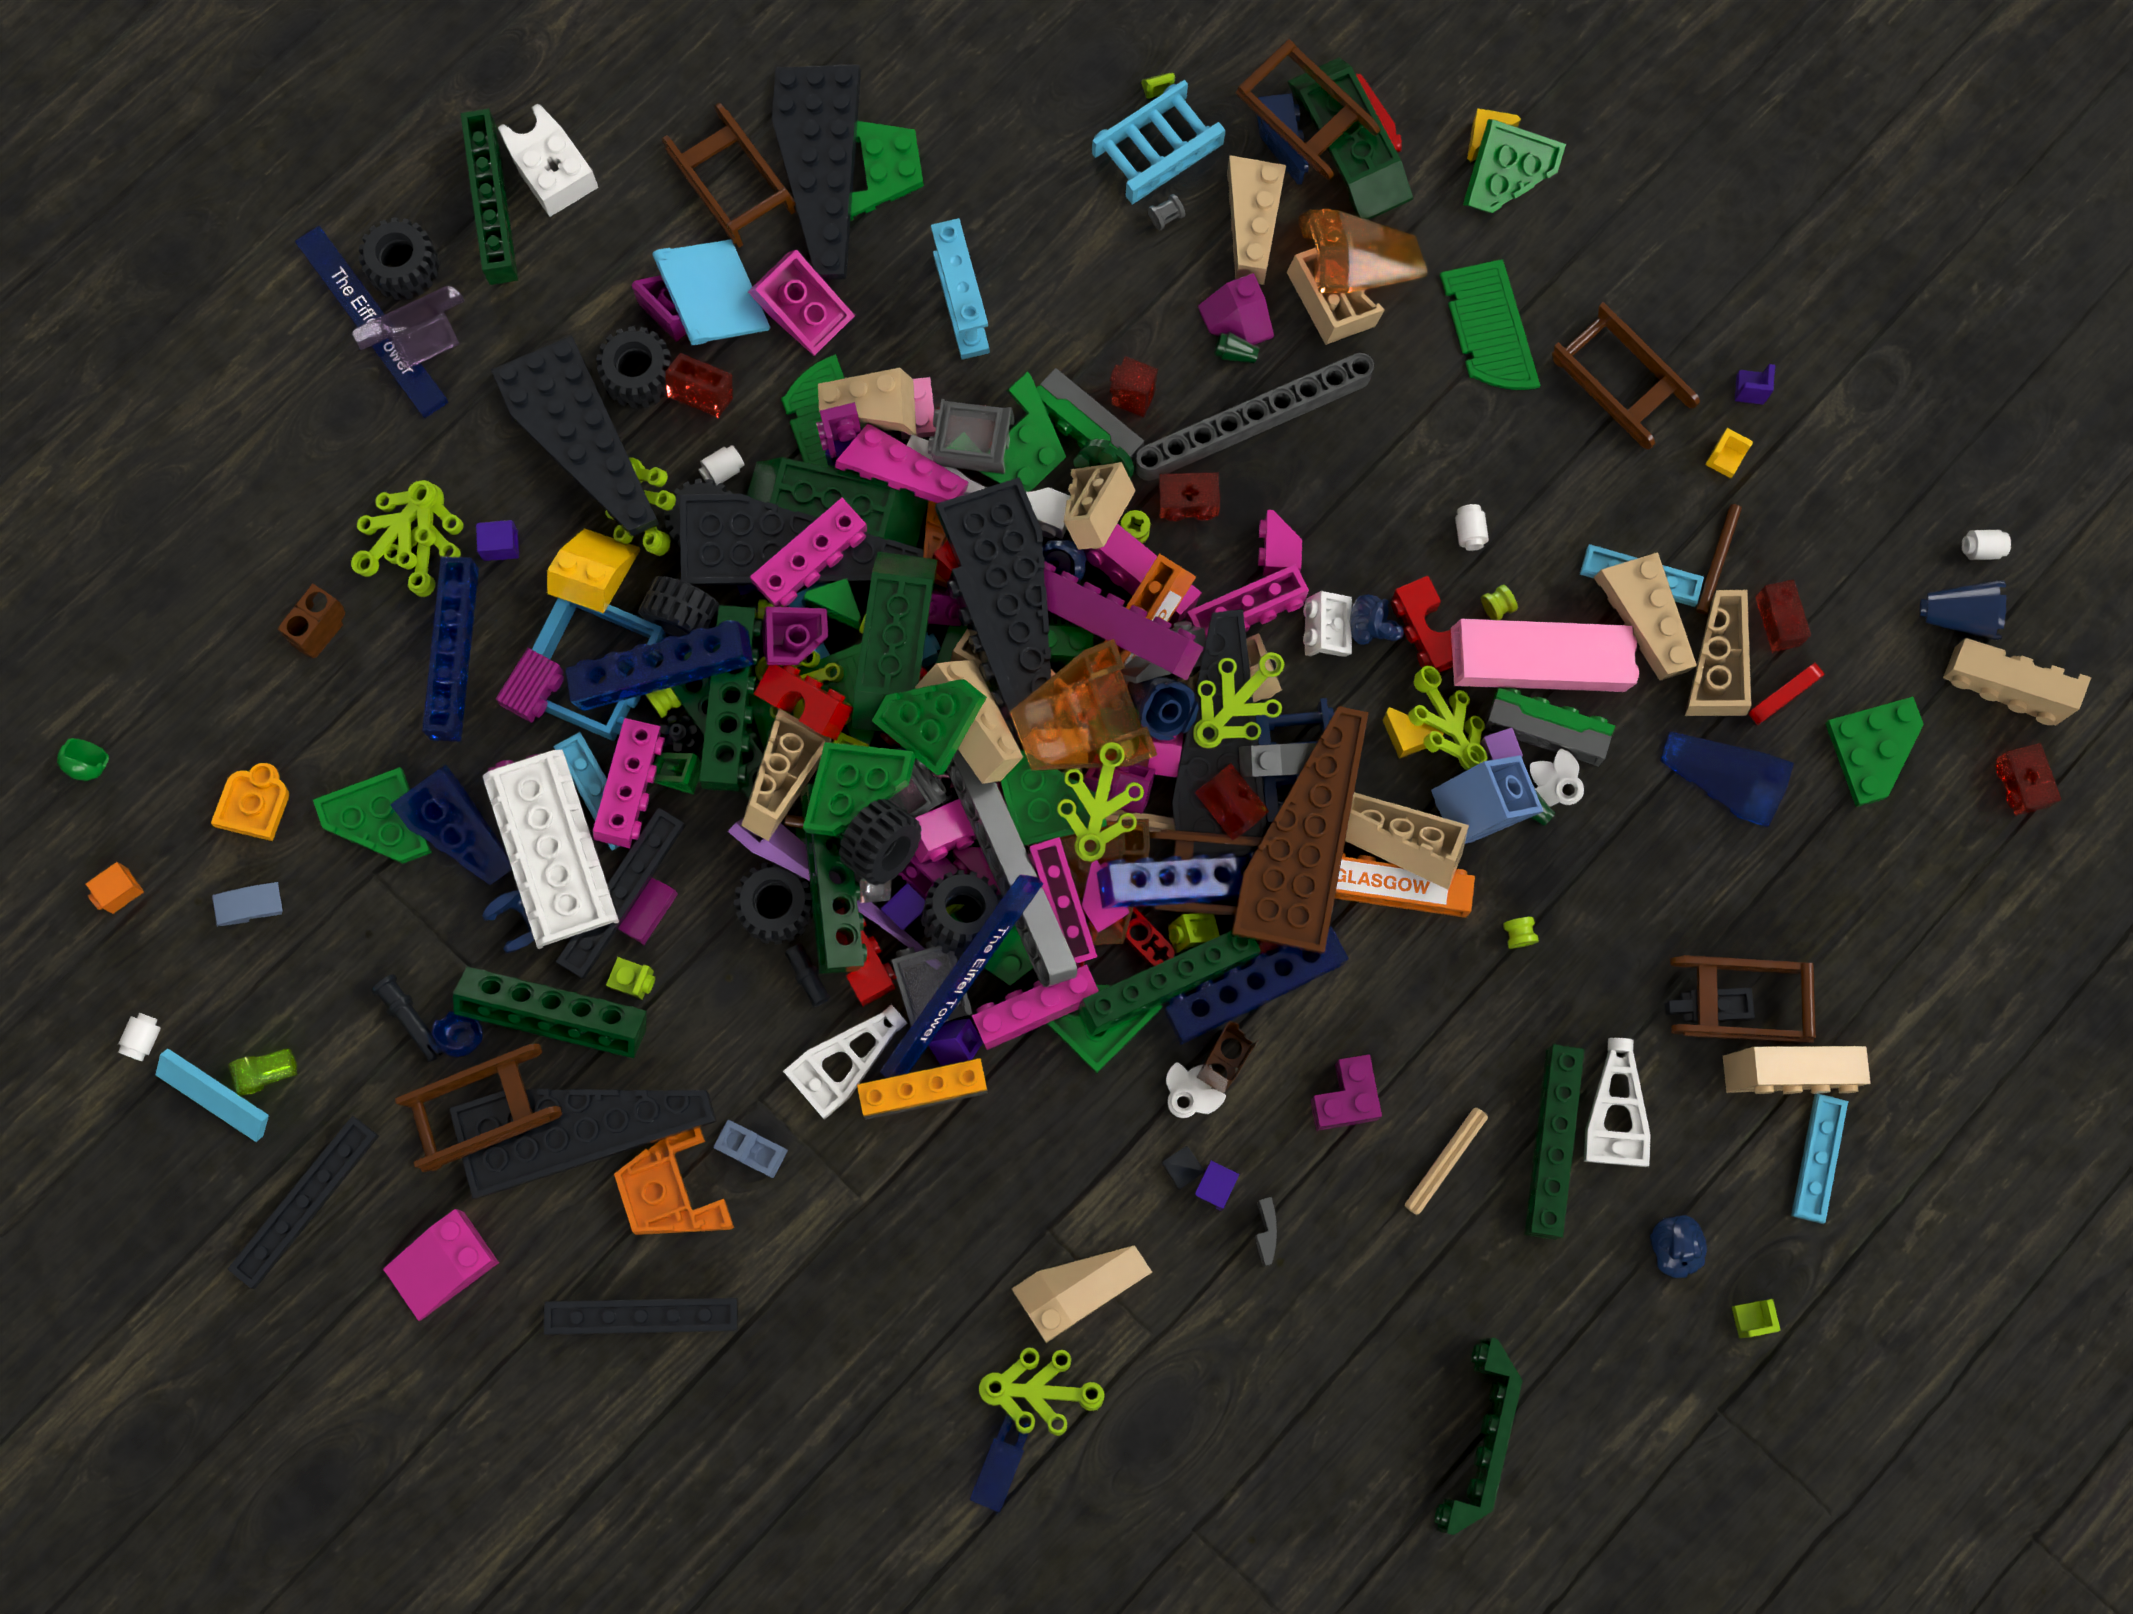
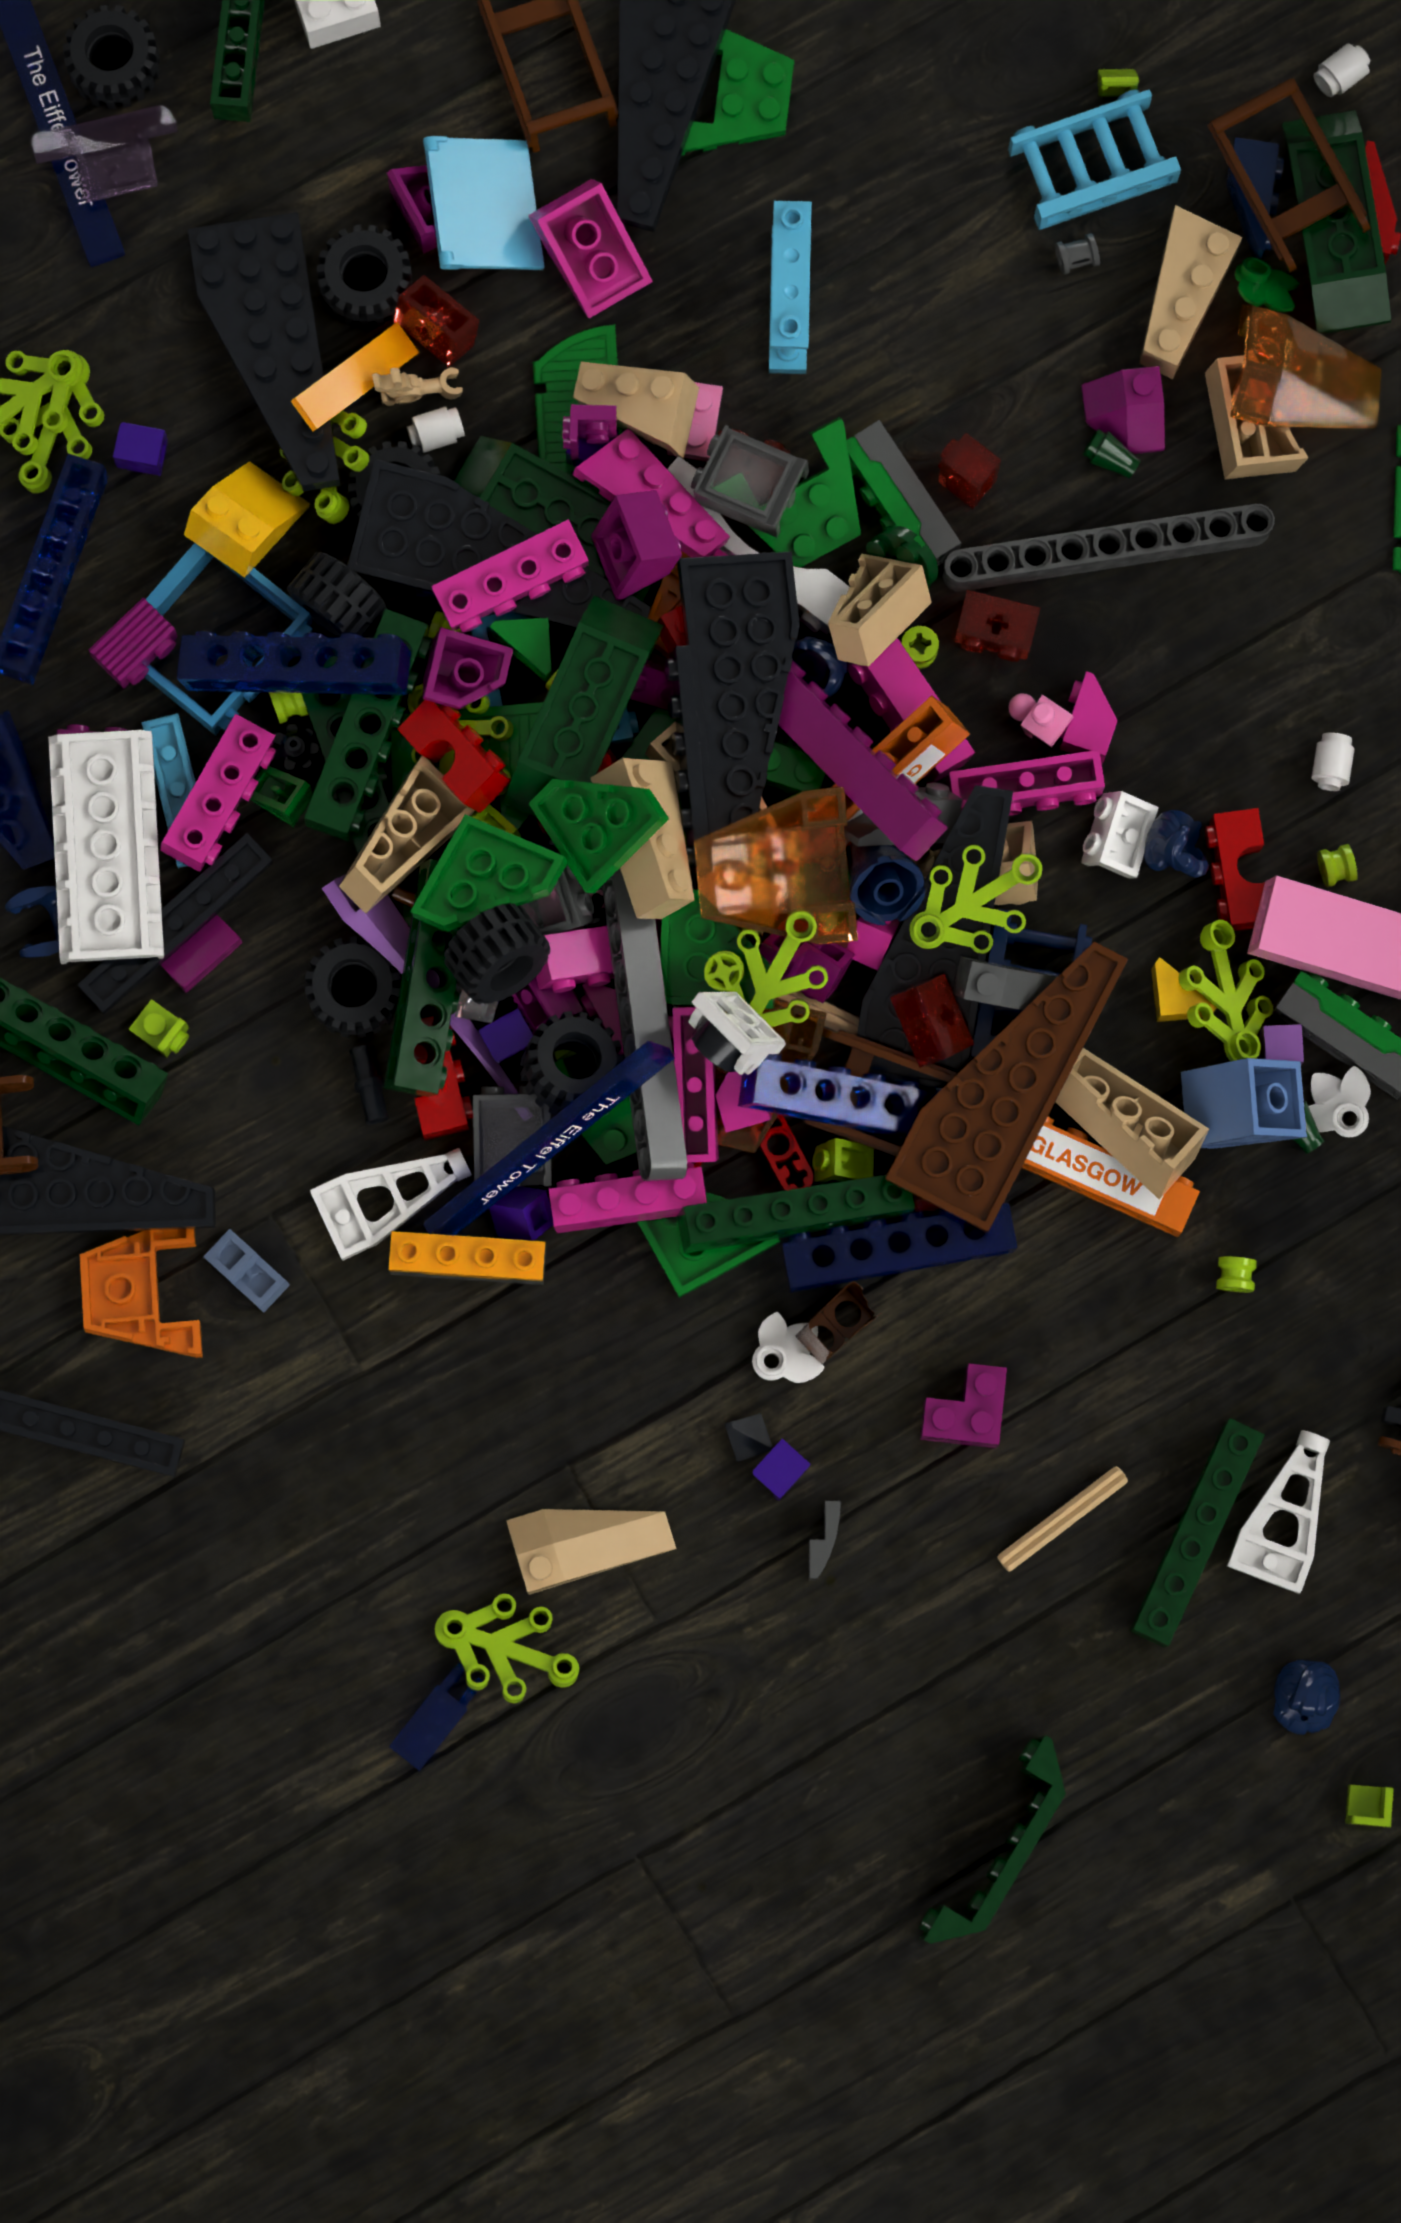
camera: 15 degrees right, 5 degrees up
(647, 441) = (354, 376): none -> light orange slope
(689, 441) = (407, 388): none -> tan piece
(898, 502) = (636, 542): none -> magenta slope
(1064, 809) = (719, 979): none -> lime wheel
(1082, 851) = (732, 1039): none -> white piece
(1246, 554) = (1039, 719): none -> bright pink piece
(1311, 198) = (1265, 286): none -> green plate
(1320, 32) = (1342, 70): none -> white brick

